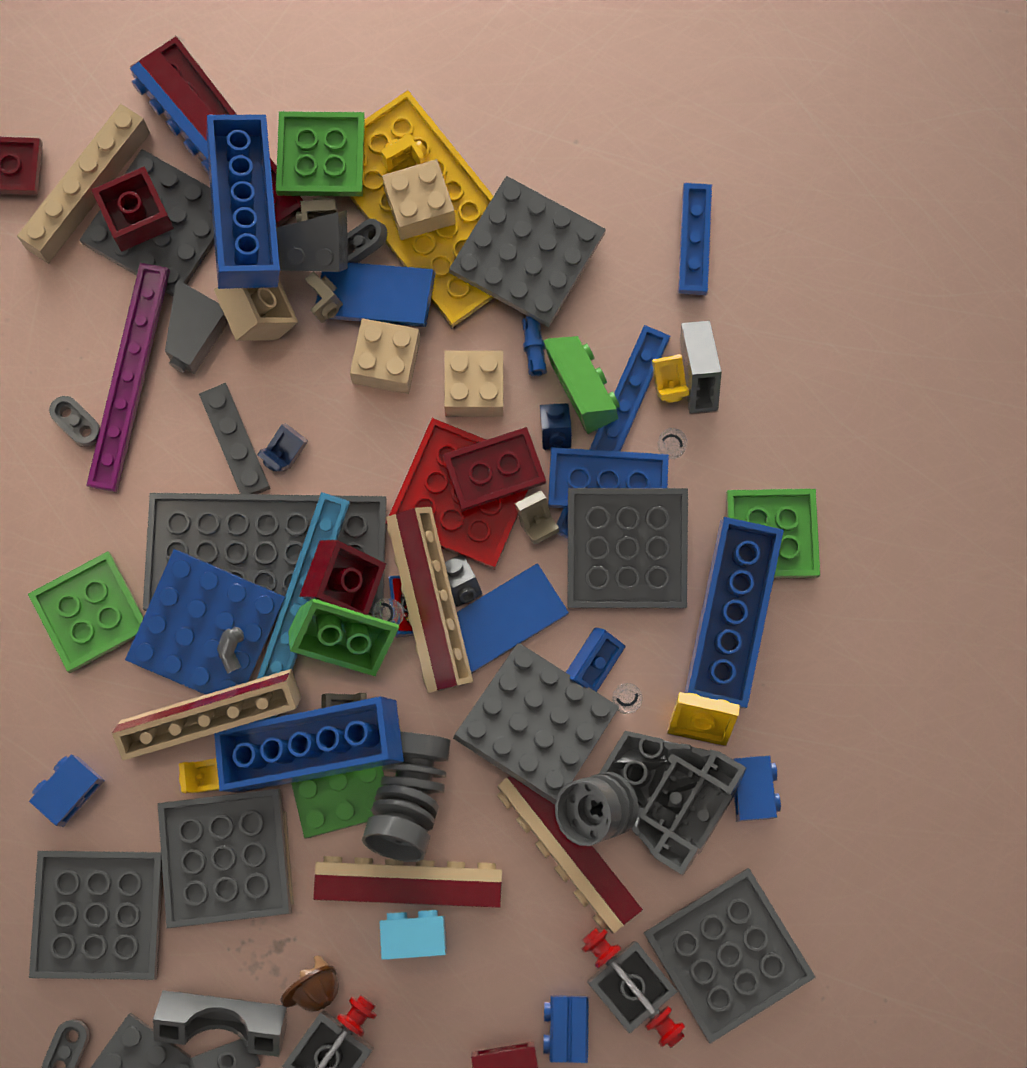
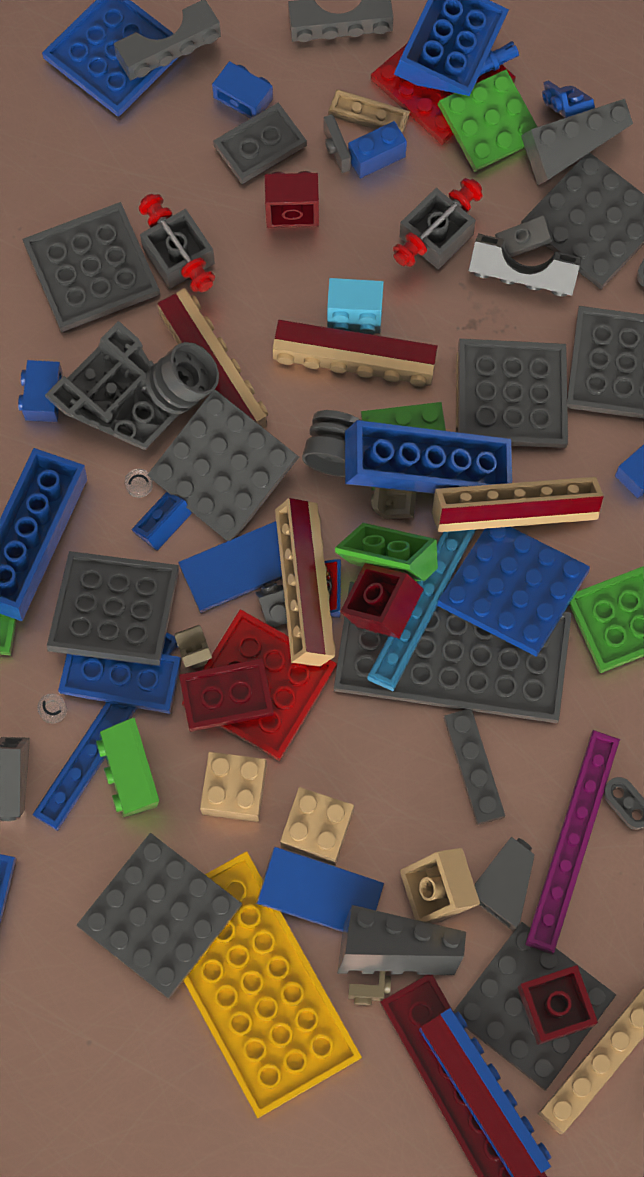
camera: 170 degrees left, 5 degrees down
(198, 776) = (529, 463): yellow bracket -> none
(227, 646) = (493, 560): dark grey arm -> none
(242, 201) = (441, 977): blue brick -> none
(283, 449) = (428, 747): dark blue bracket -> none
(314, 989) = (440, 278): reddish brown piece -> none
(320, 153) = (357, 1048): bright green plate -> none
(330, 303) = (368, 894): dark tan bracket -> none
(365, 239) = (323, 949): dark grey plate -> none
(388, 610) = (344, 574): clear tile -> none
(400, 823) = (354, 388): dark grey wheel -> none
(401, 150) = (277, 1038): yellow bracket -> none
(419, 199) = (261, 979): tan brick -> none
(534, 347) = (169, 818): blue pin -> none
(556, 426) = (160, 738): dark blue bracket -> none
(568, 1029) = (235, 228): blue brick -> none
(670, 378) = (41, 766): yellow bracket -> none
(703, 718) = (81, 451): yellow plate -> none

